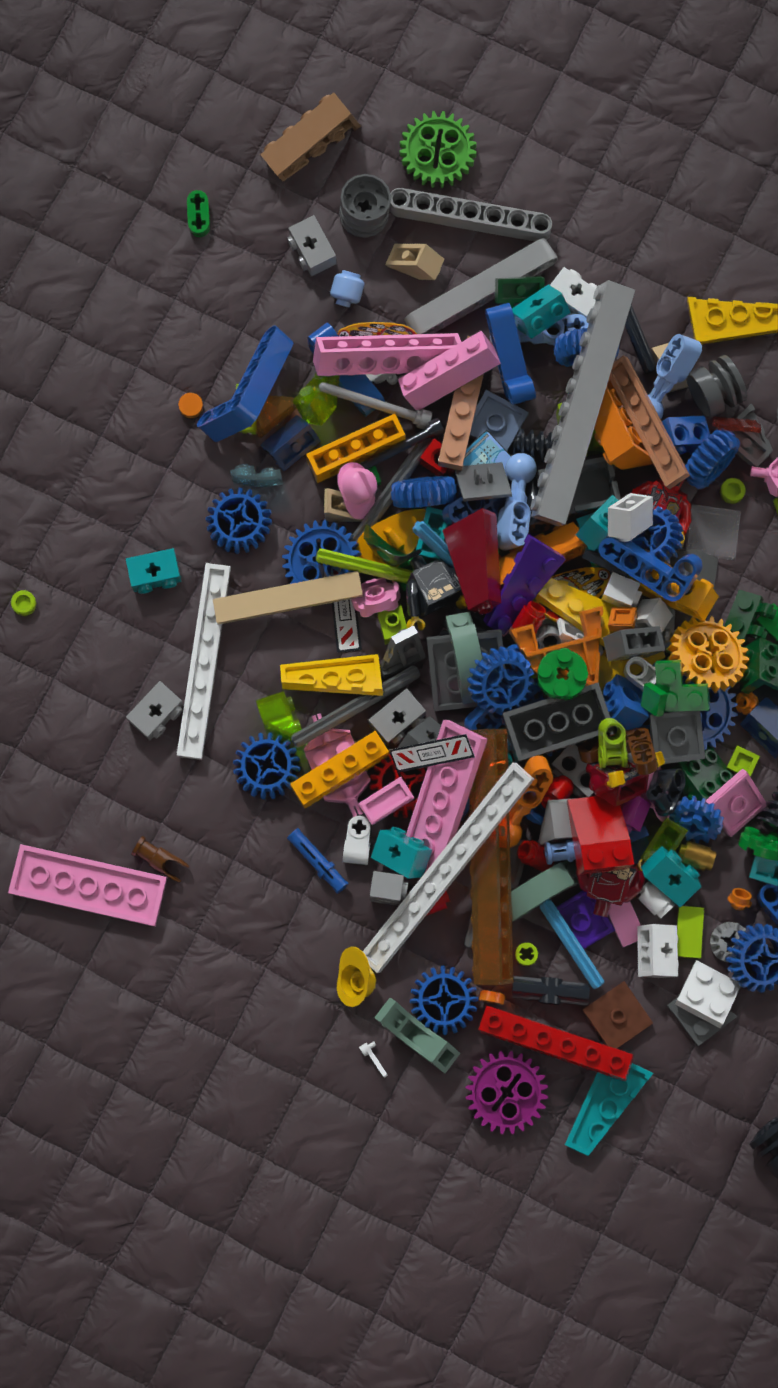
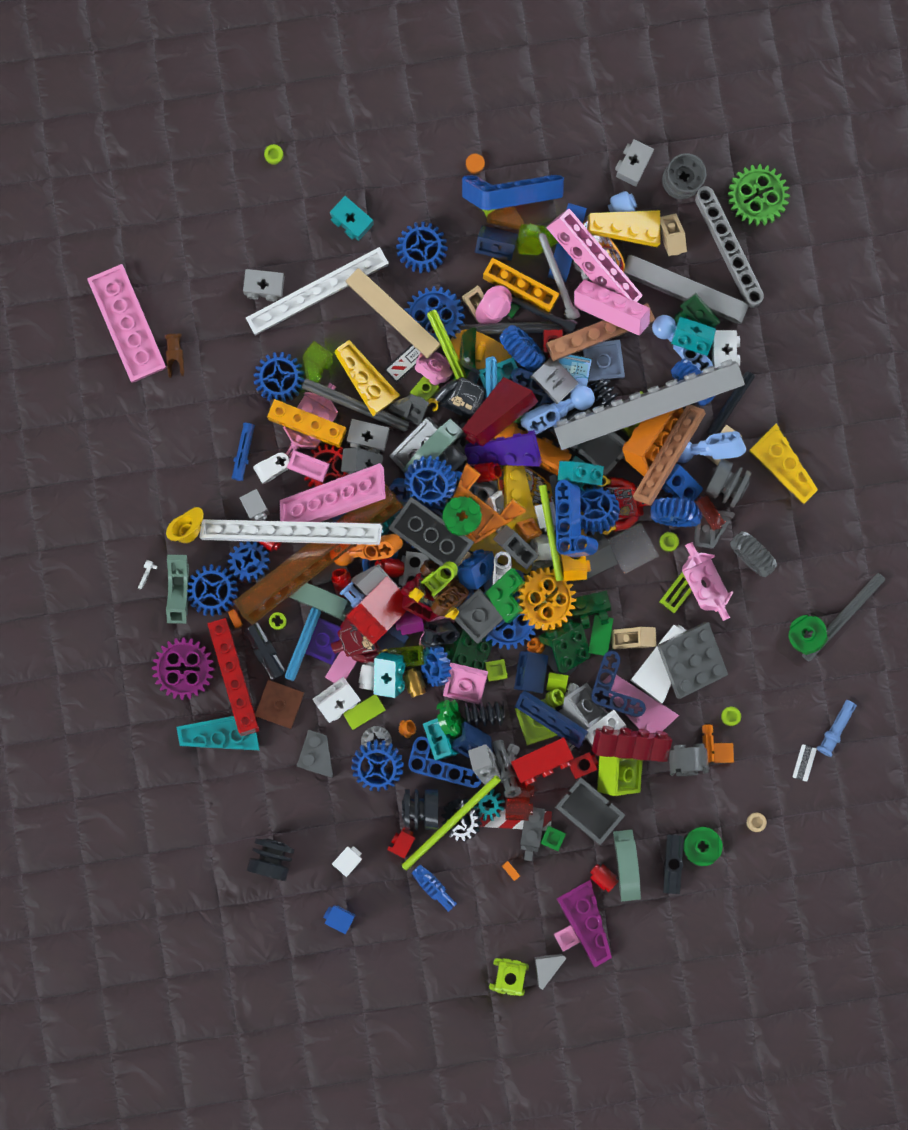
camera: 50 degrees right, 5 degrees up
(204, 213) = (601, 73): green beam -> none
(247, 476) = (455, 232): clear light blue slope -> none
(309, 136) = (705, 108): medium nougat wedge -> none
(375, 296) = (632, 226): none -> yellow wing
(401, 853) = (282, 498): teal brick -> none
(432, 753) = (354, 471): sticker -> none
(449, 932) = (241, 557): none -> blue gear
(512, 370) = (651, 337): blue beam -> none
(630, 516) = (593, 486): white brick -> none
(644, 597) = (551, 532): none -> lime piece
(653, 699) = (488, 584): green tile -> none
(708, 994) = (332, 749): white plate -> none

